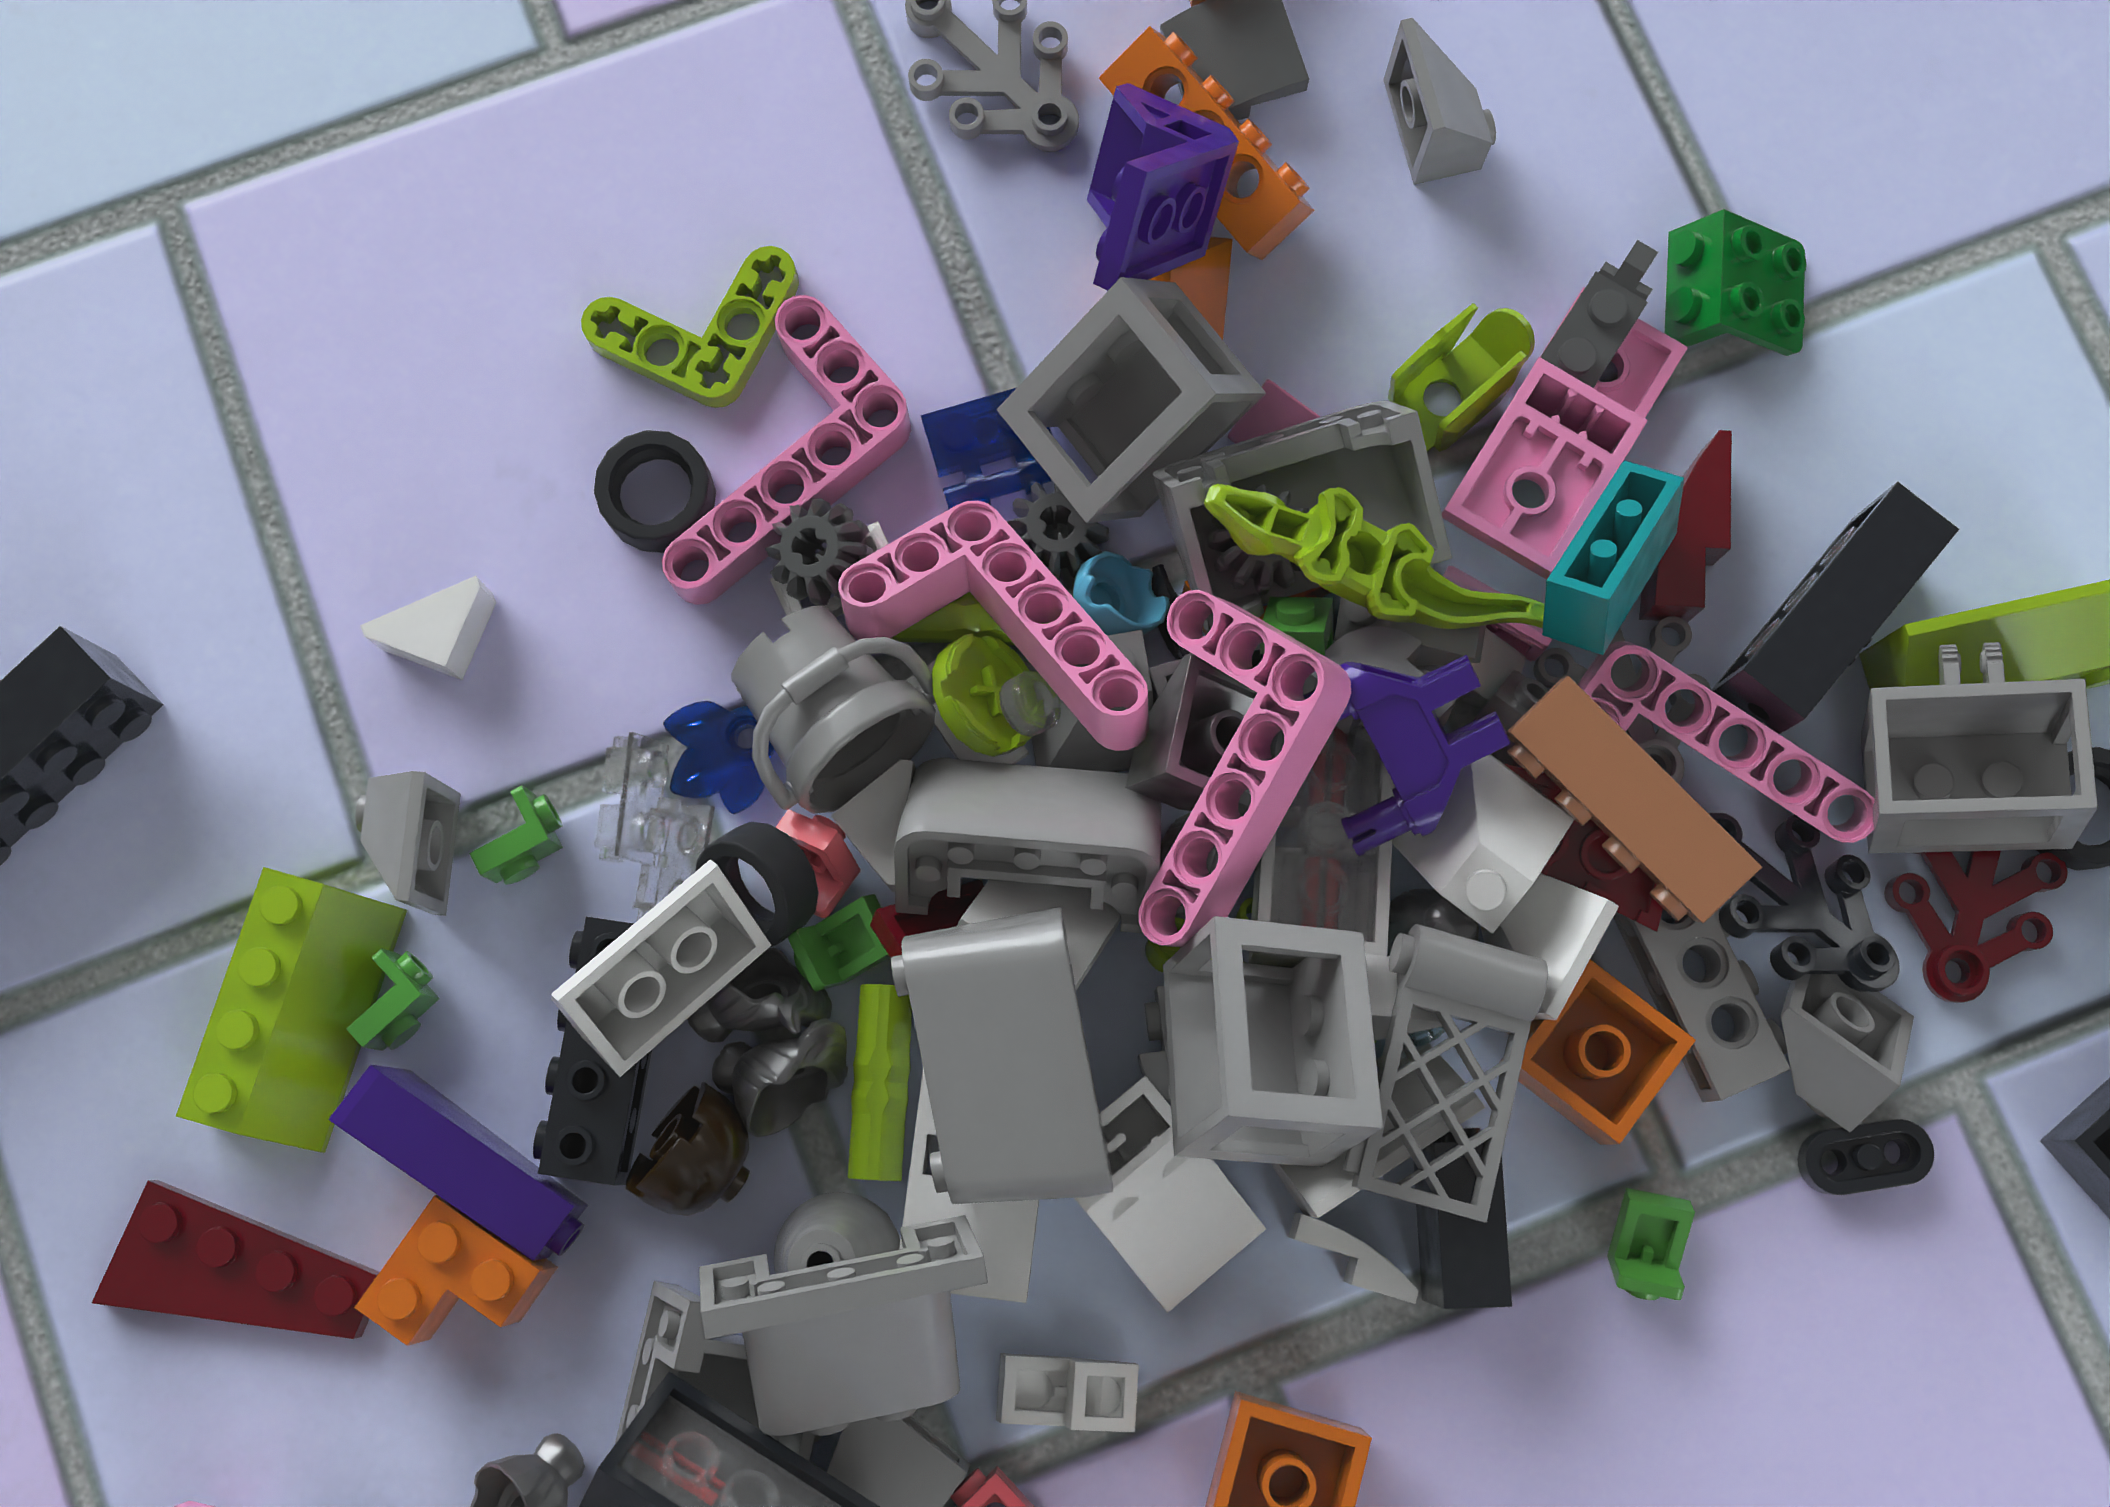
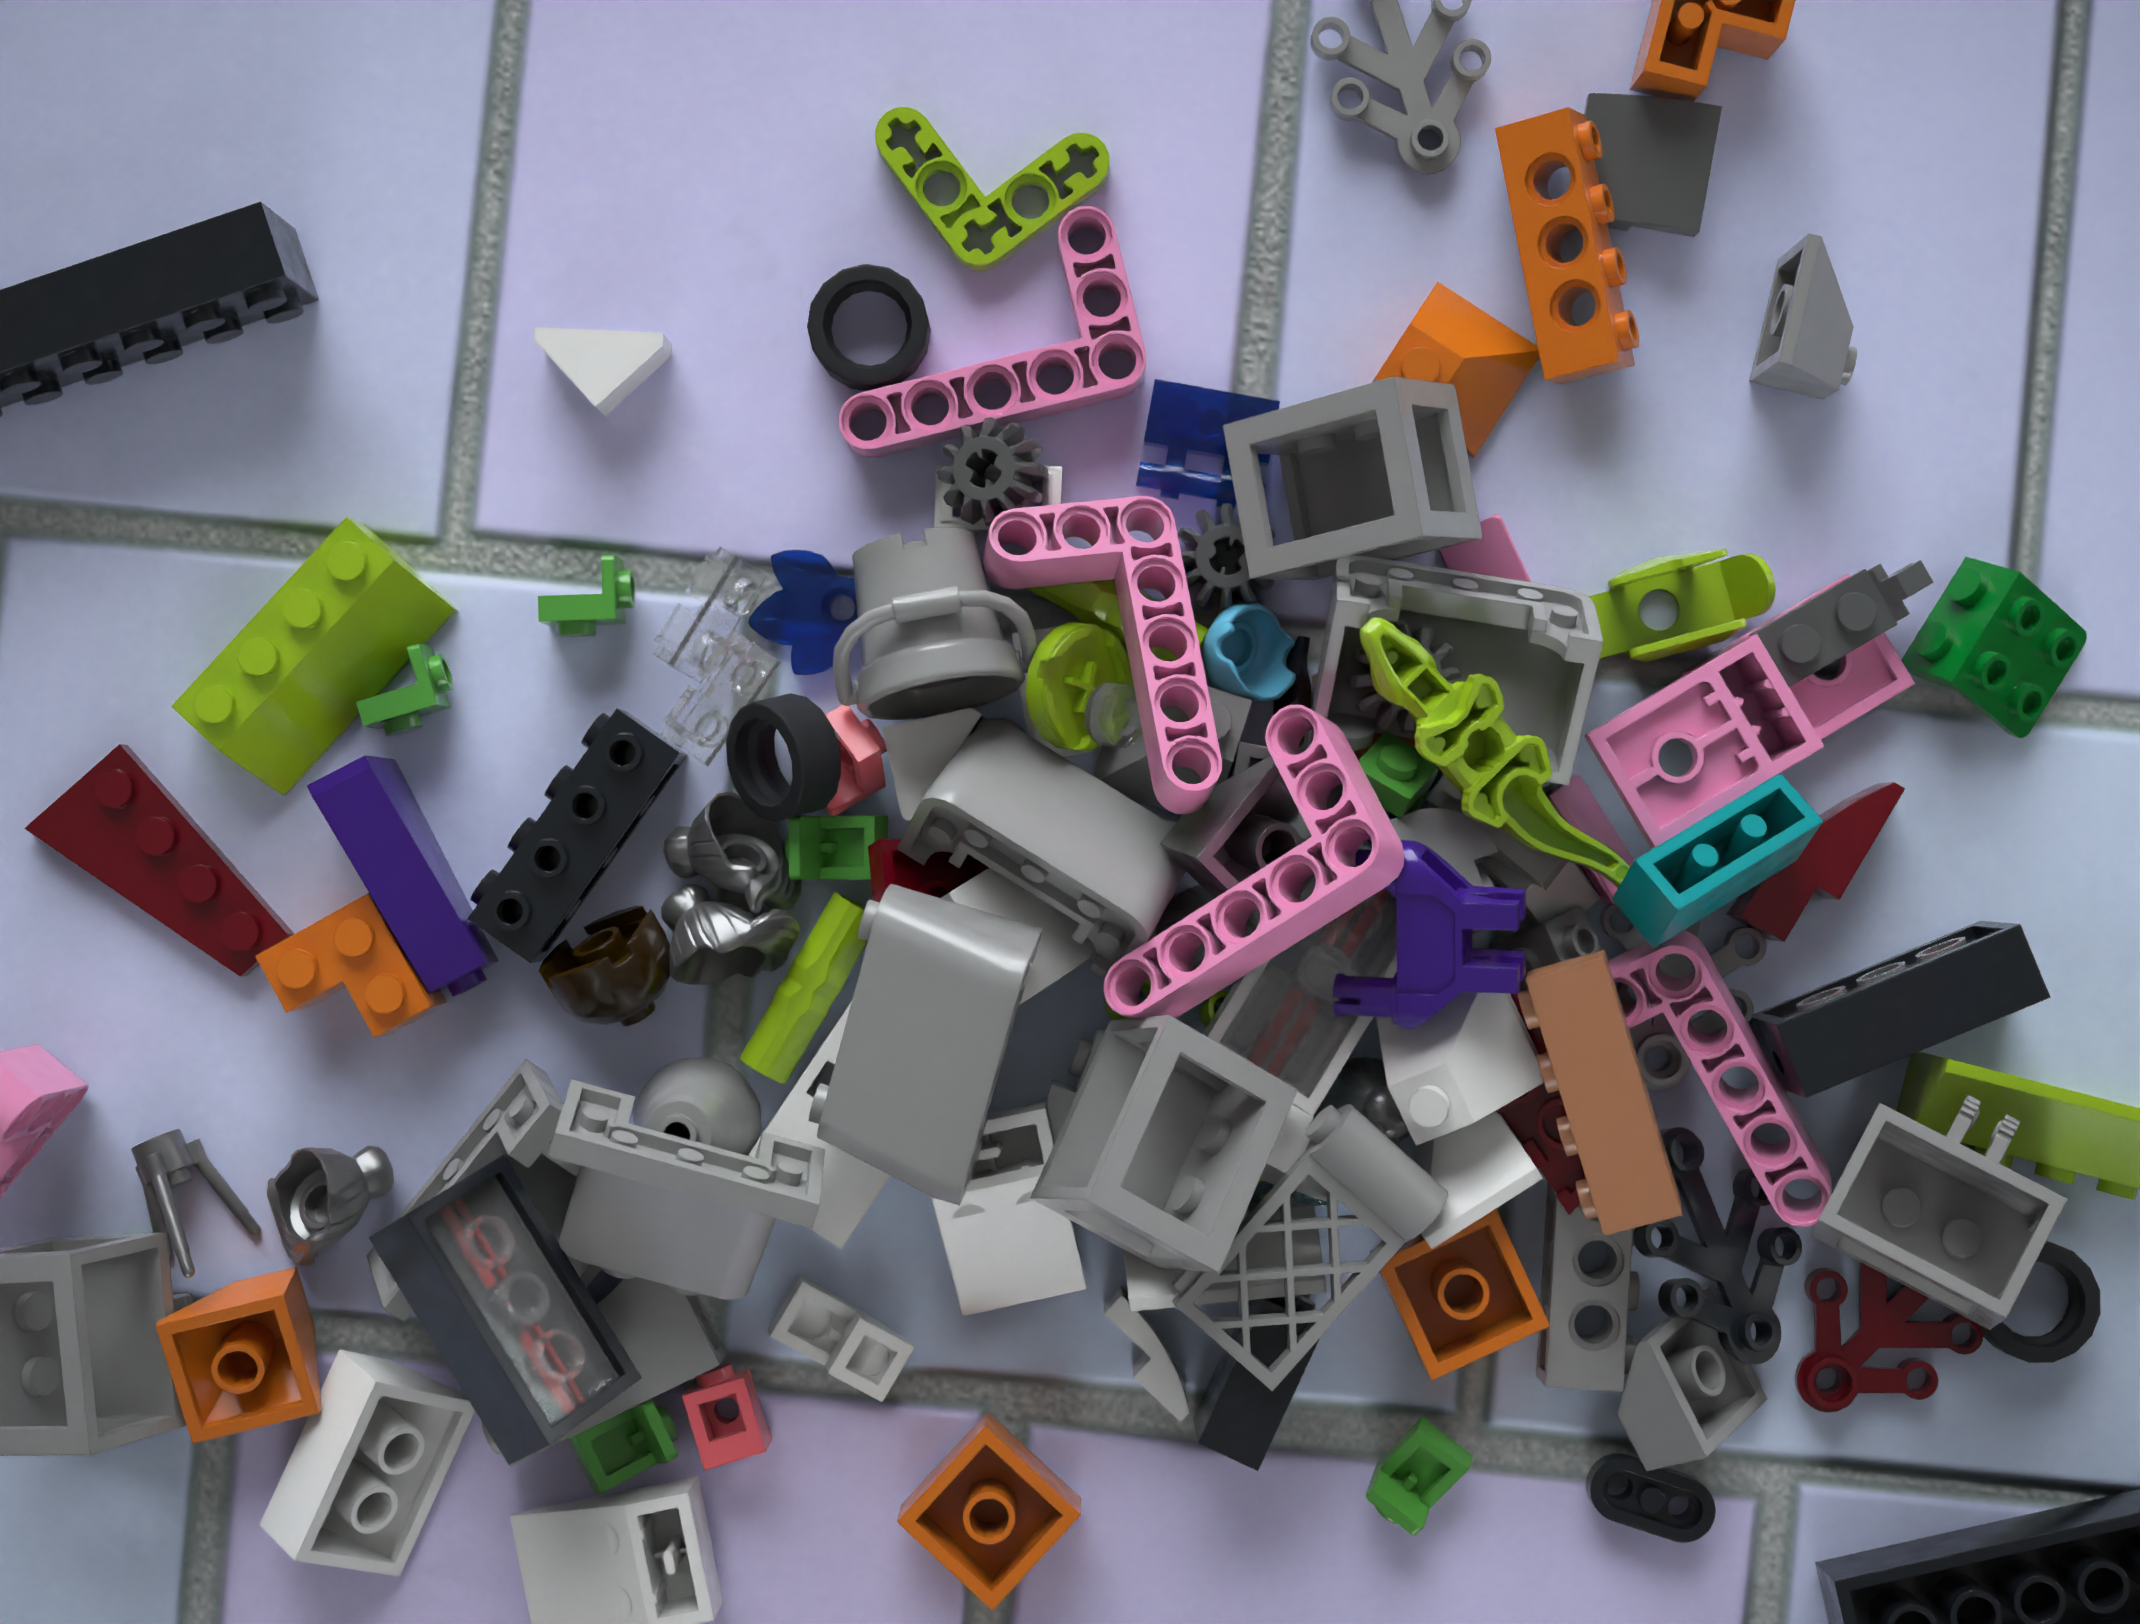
camera: 30 degrees right, 10 degrees up
(411, 836) = (489, 552): light grey slope -> none
(662, 969) = (662, 801): white slope -> none
(1156, 185) = (1487, 278): dark purple bracket -> none

